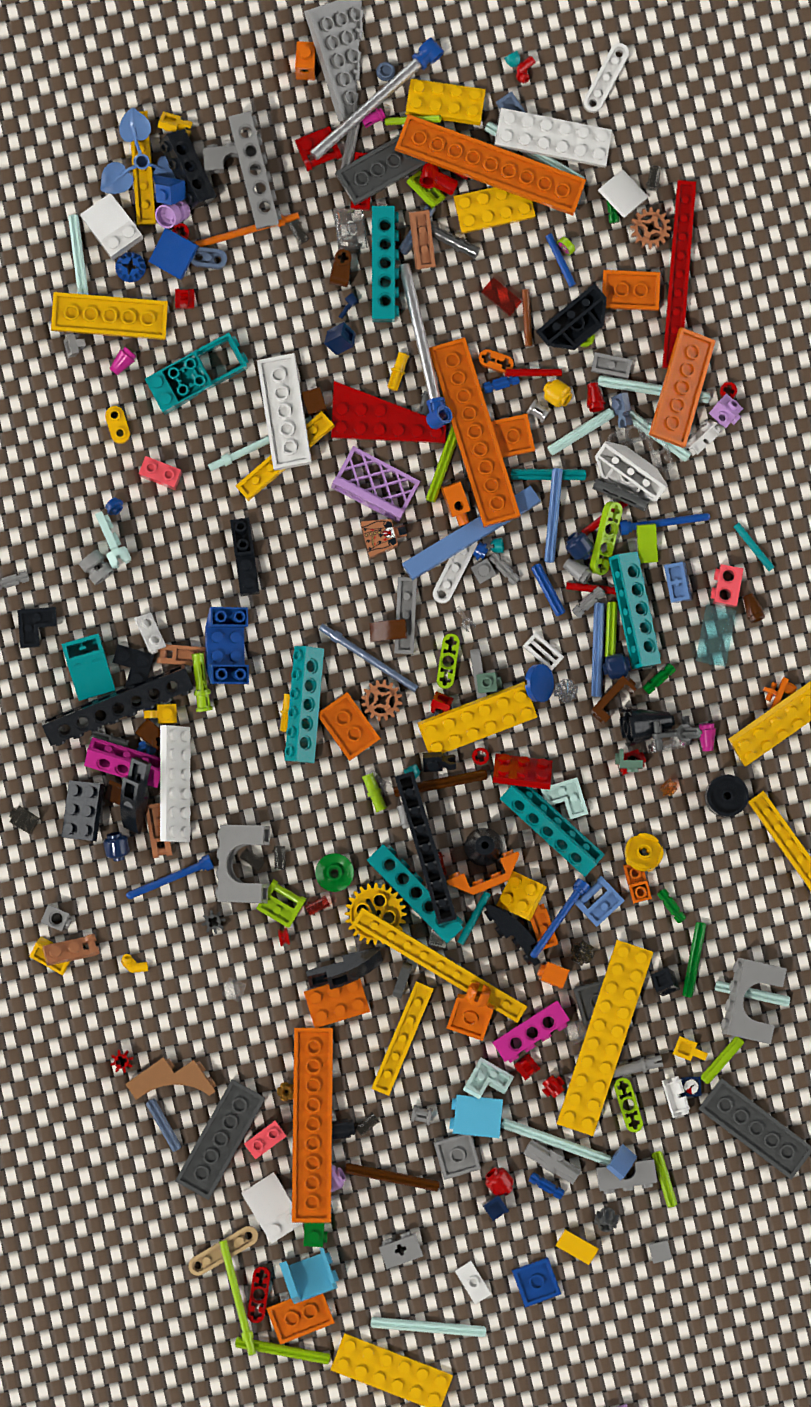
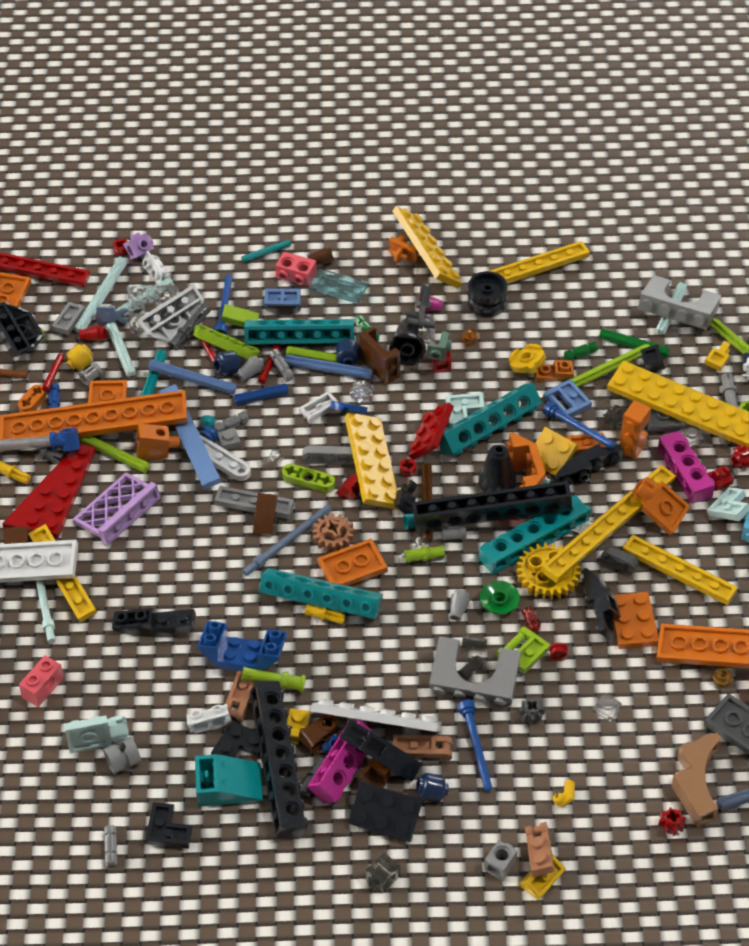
camera: 75 degrees left, 35 degrees down
(114, 506) = (60, 730): blue plate -> none
(320, 835) = (459, 603): none -> light grey cone
(381, 536) = (169, 509): nougat torso -> none
(488, 682) = (338, 442): sand green bracket -> none
(654, 940) = (608, 367): none -> lime axle
(682, 387) = (107, 266): orange plate -> none

